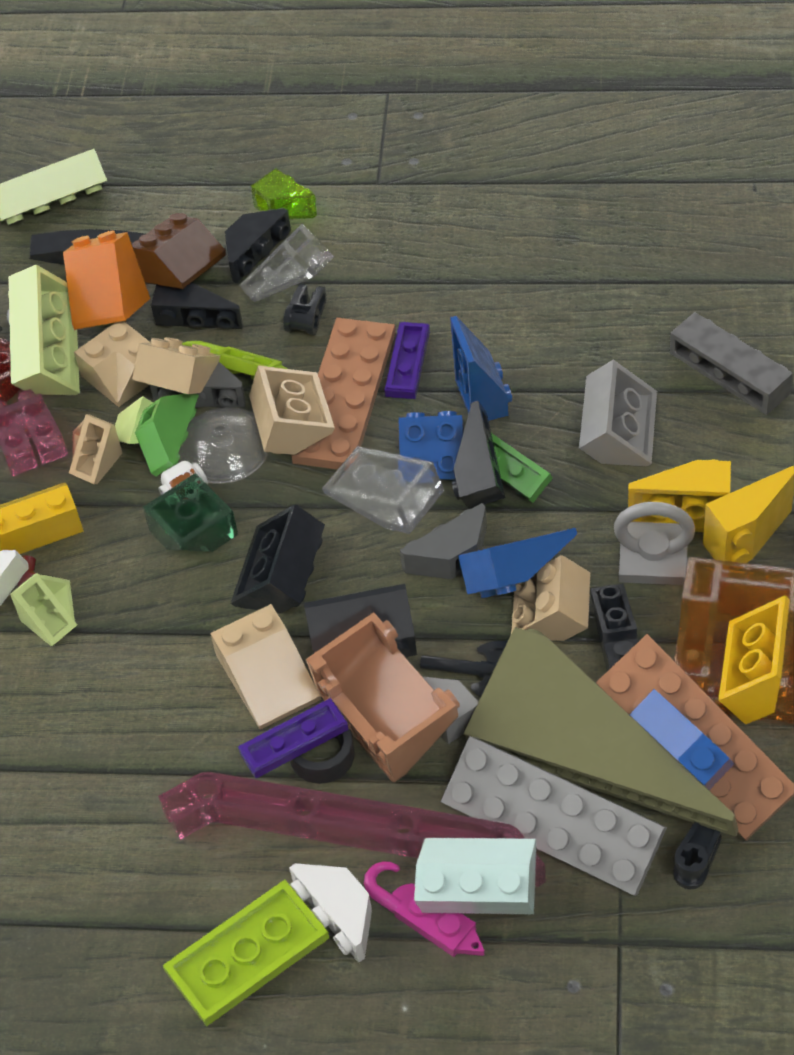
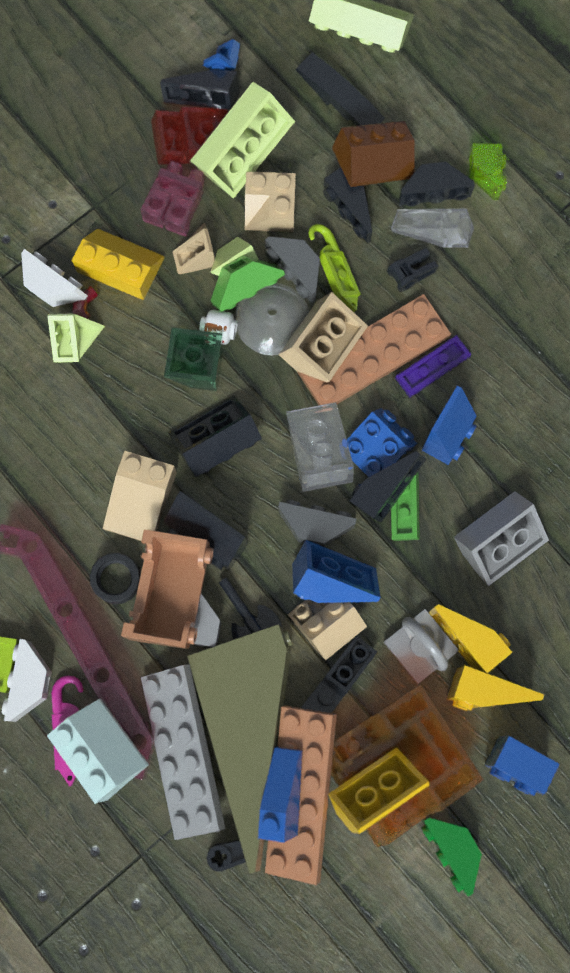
camera: 40 degrees right, 25 degrees up
(103, 280) = (308, 137): orange slope -> none
(174, 365) = (286, 243): tan slope -> none
(293, 738) = (100, 562): dark purple tile -> none

